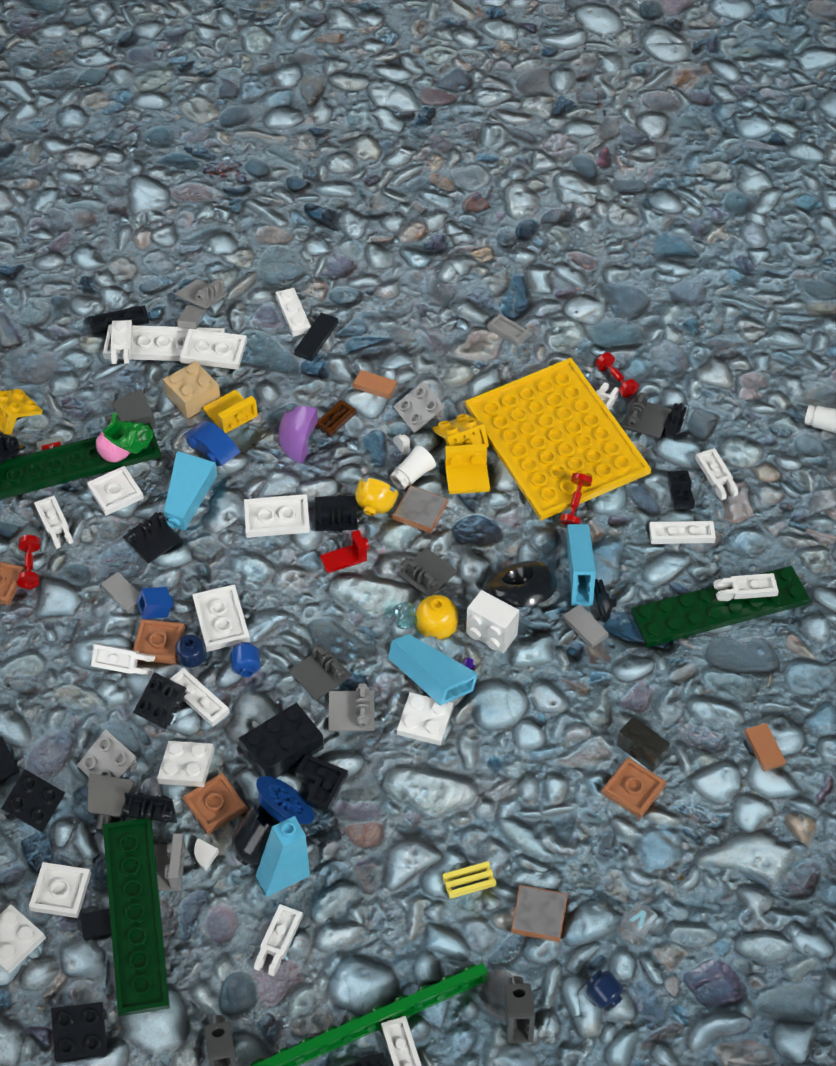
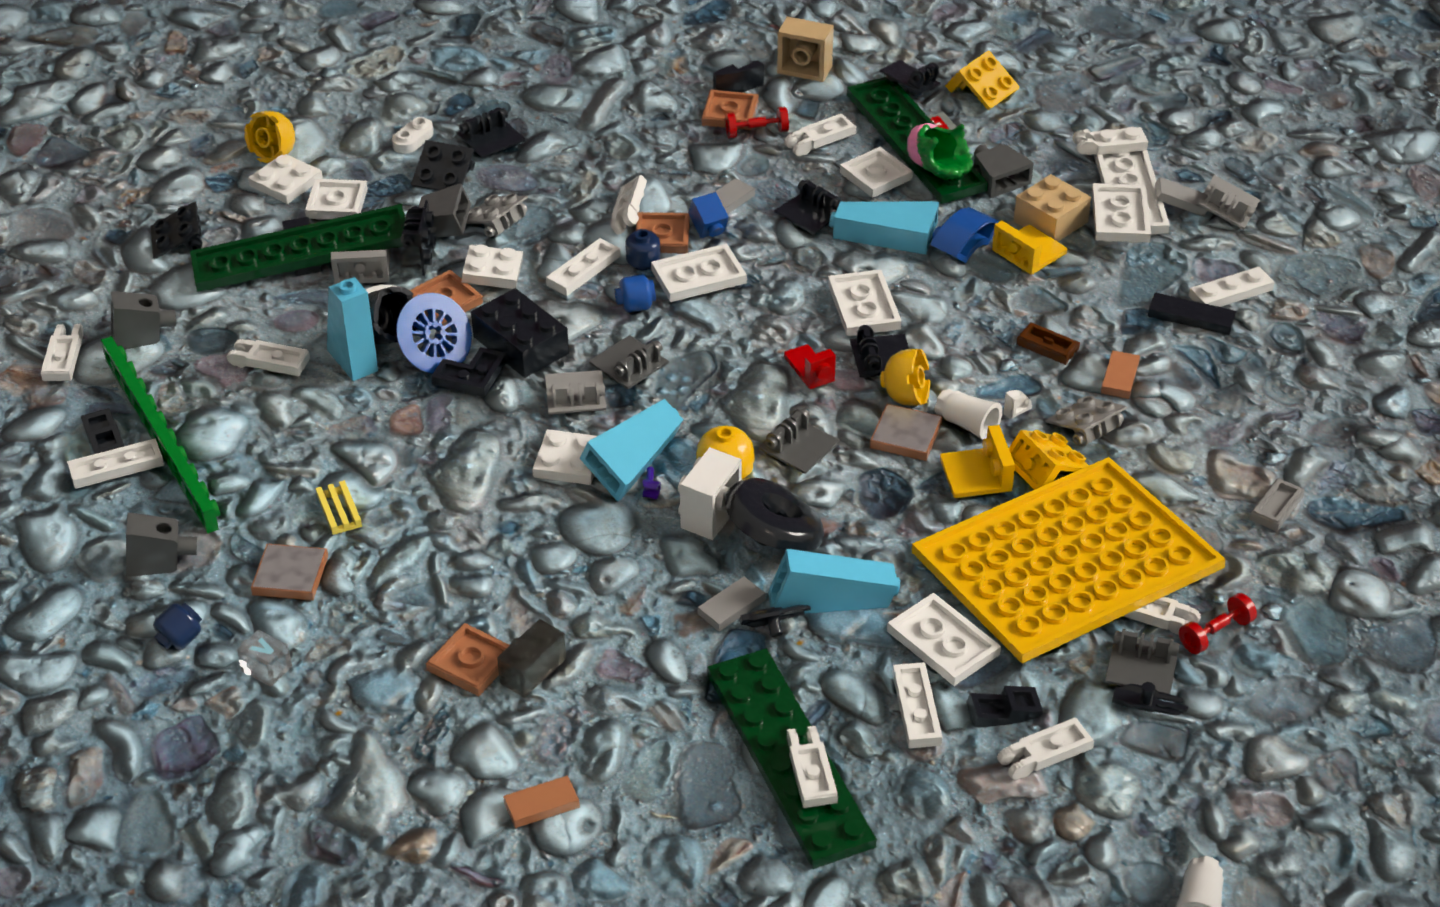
camera: 85 degrees right, 10 degrees down
(100, 323) = (1163, 147): black tile -> none
(159, 700) = (567, 237): black hinge -> none
(295, 431) = (1003, 297): medium lavender brick -> none
(405, 615) = (721, 418): clear light blue wheel -> none
(581, 480) = (912, 576): red wheel -> none
(625, 511) = (943, 639): none -> white plate

